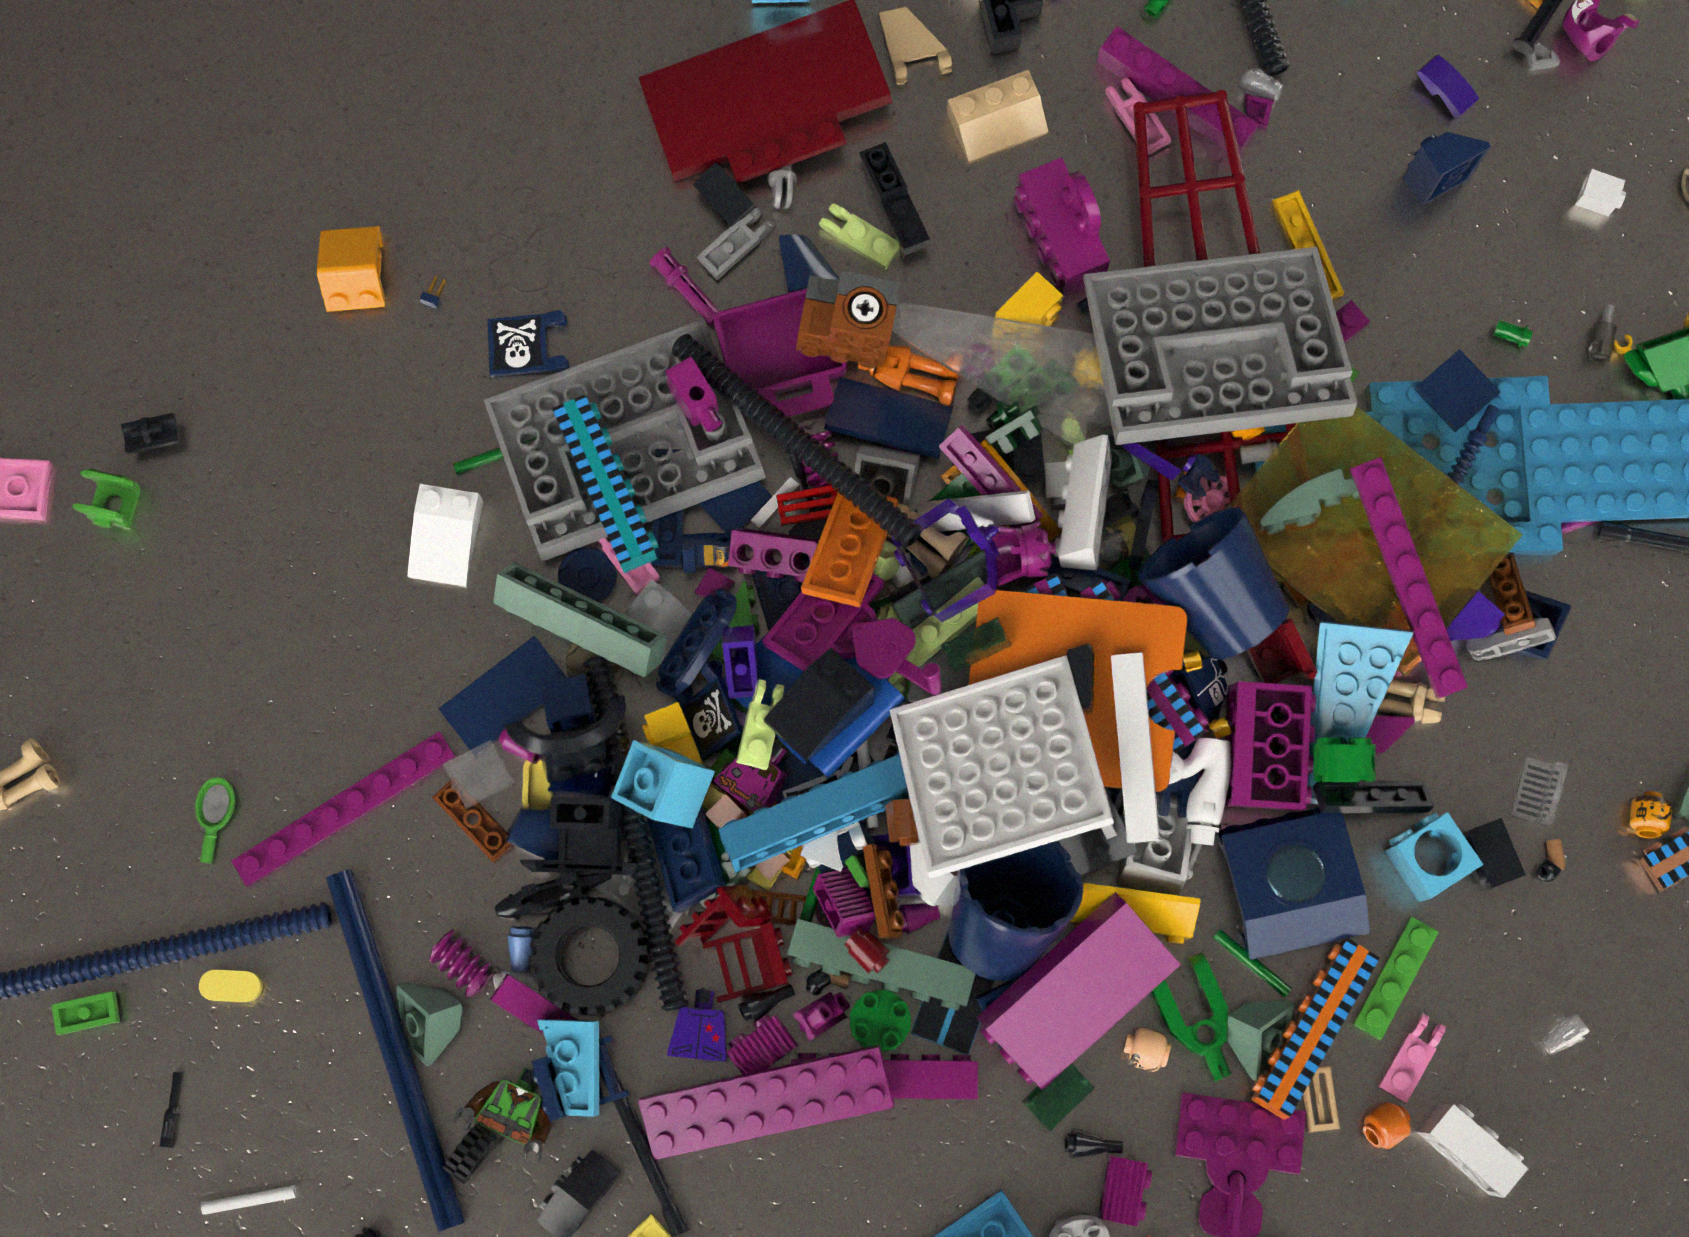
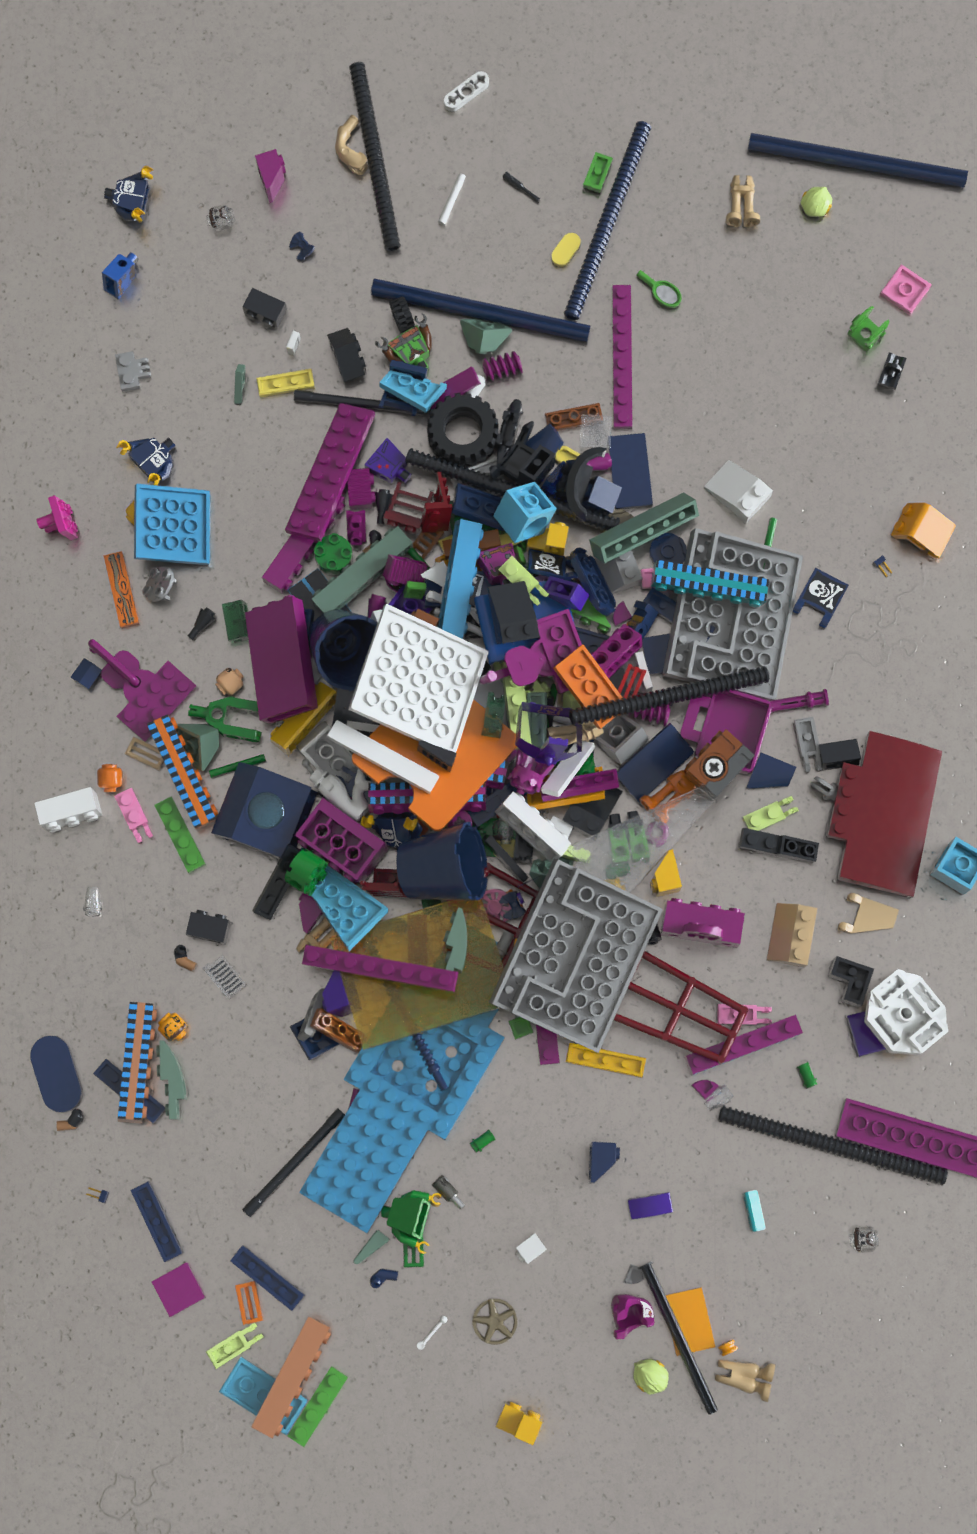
camera: 120 degrees right, 0 degrees up
(519, 947) = (495, 401): medium blue cone -> none
(693, 394) = (736, 658): magenta torso -> none
(867, 951) = (371, 564): dark red brick -> none
(883, 891) = (397, 592): dark orange tile -> none
(1003, 435) = (604, 819): dark green hips -> none
(1123, 1191) = (168, 623): magenta brick -> none
(1457, 390) = (467, 1079): dark blue tile -> none
(1460, 862) = (215, 878): medium azure brick -> none

